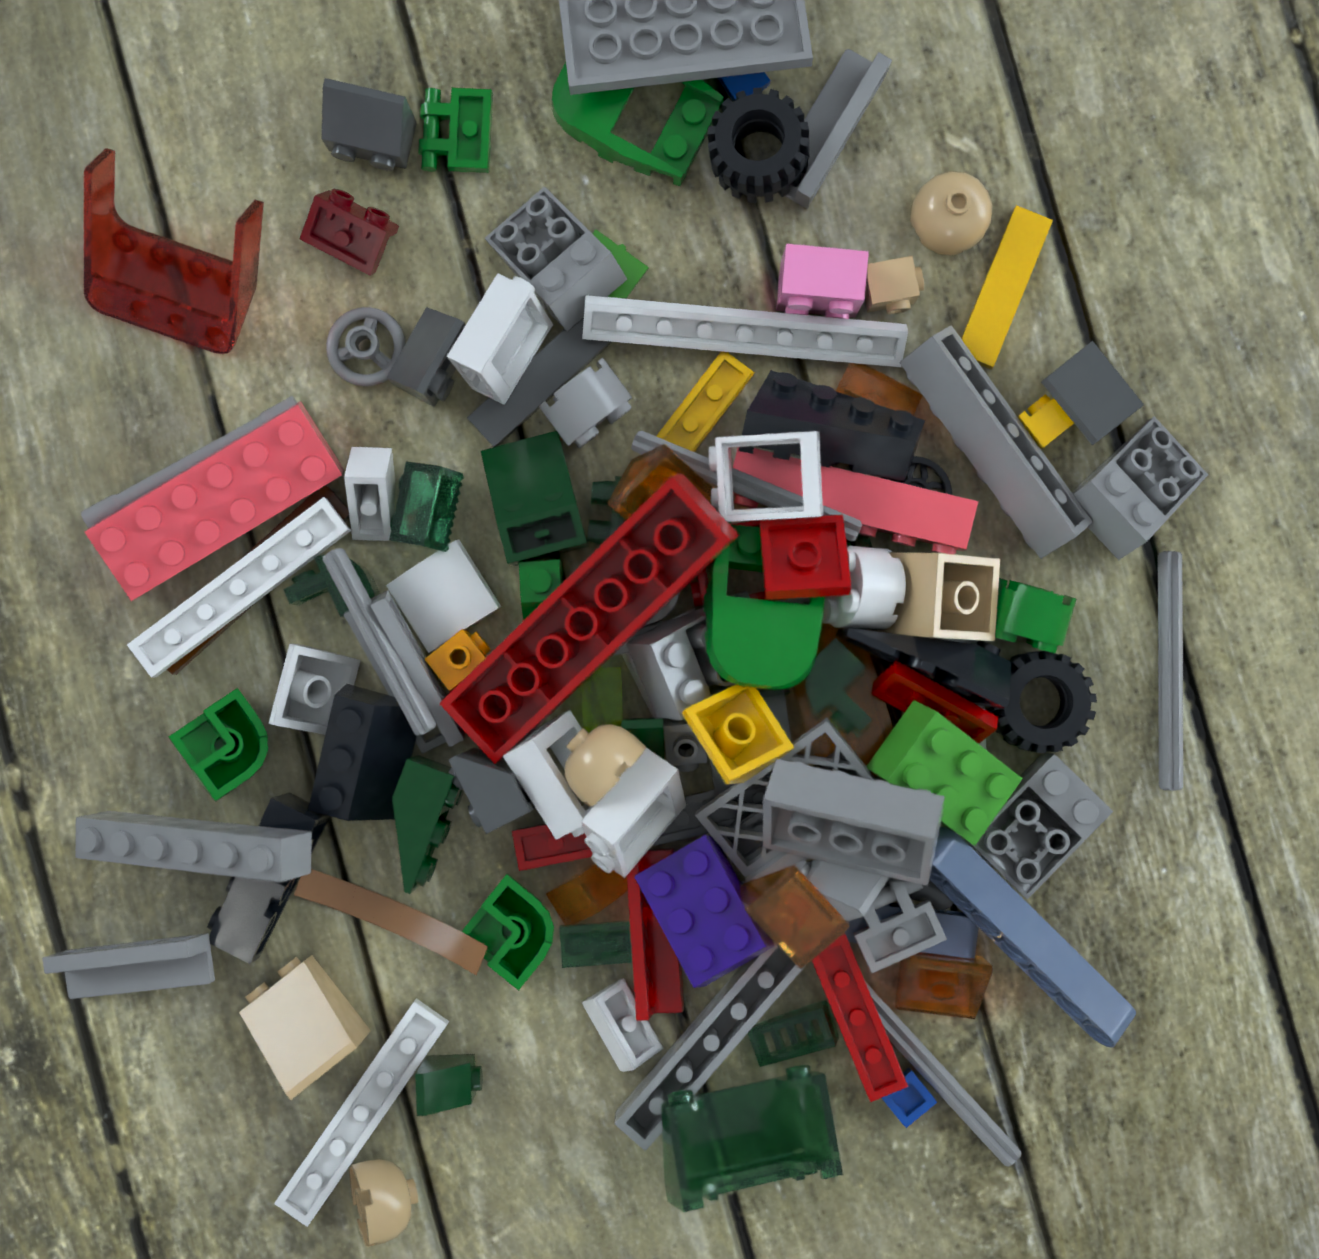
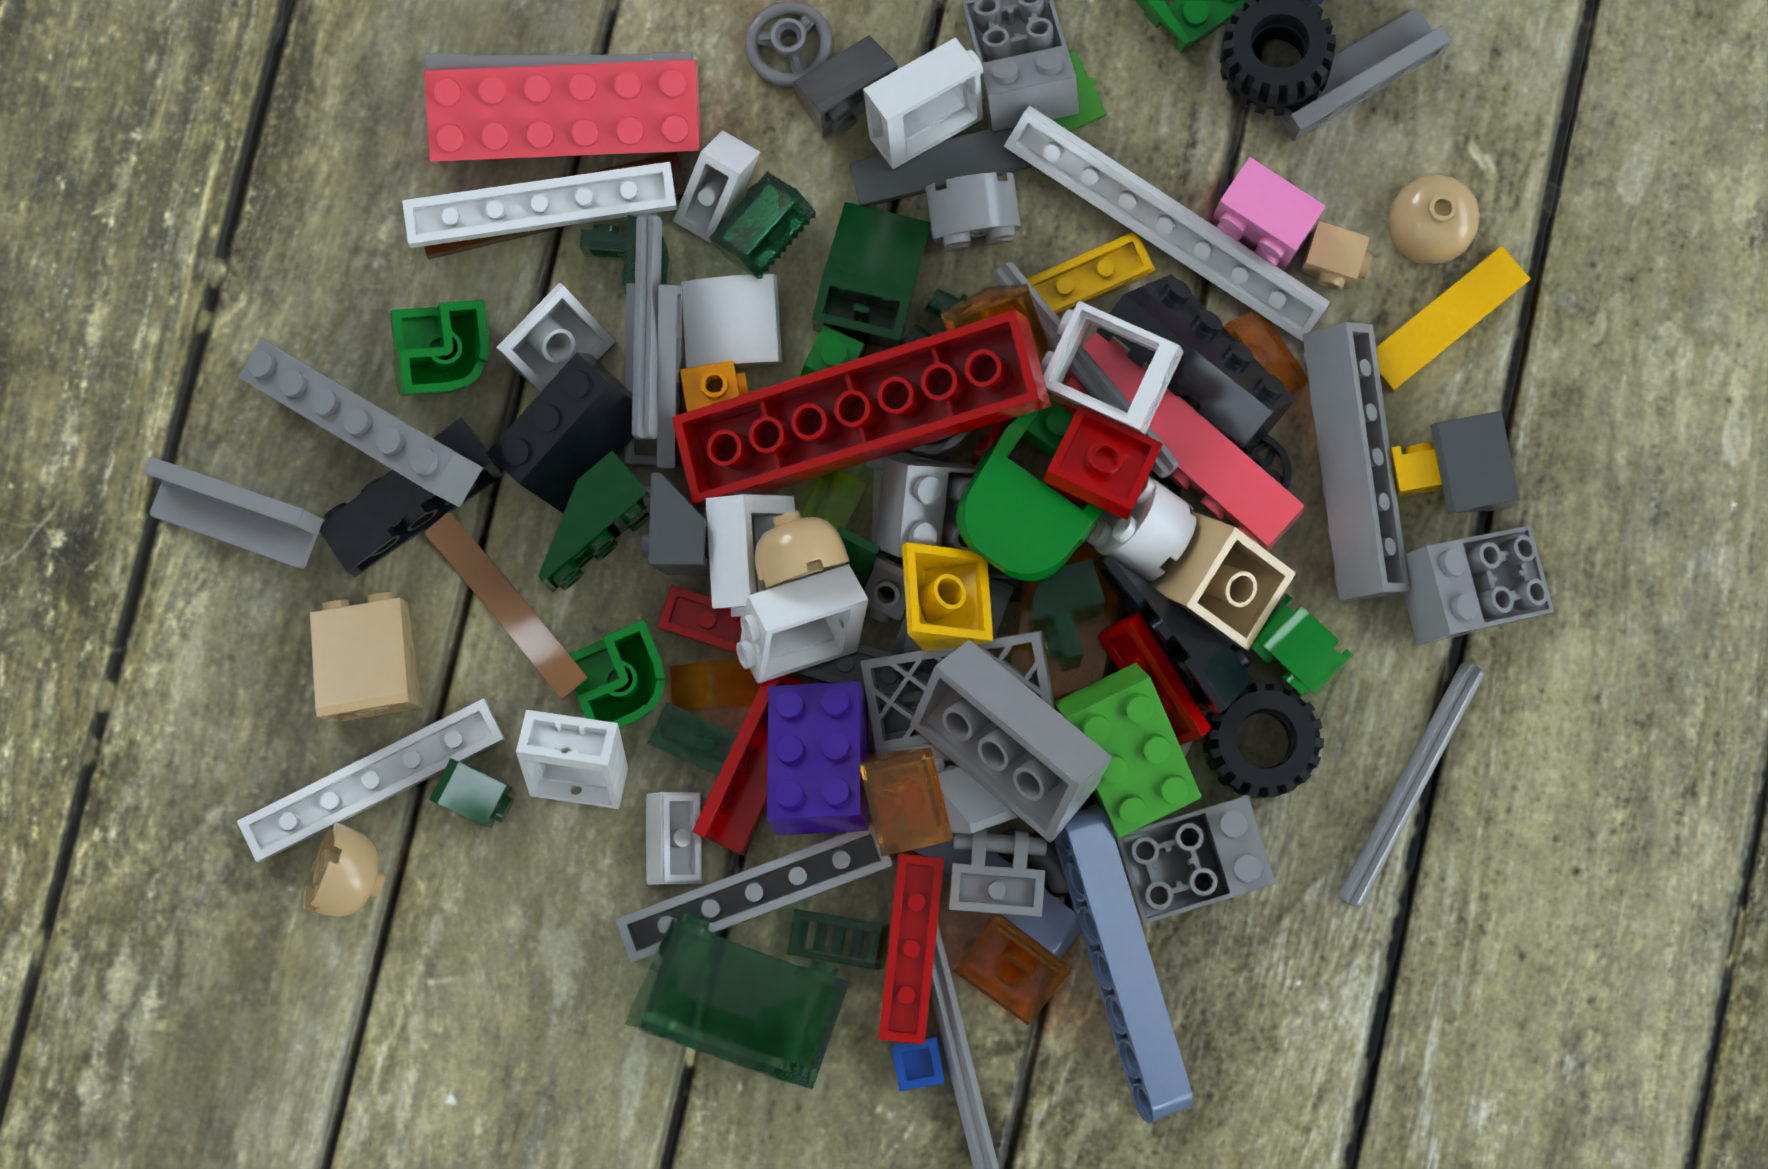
camera: 30 degrees right, 5 degrees down
(498, 1018) = (593, 762): none -> white window

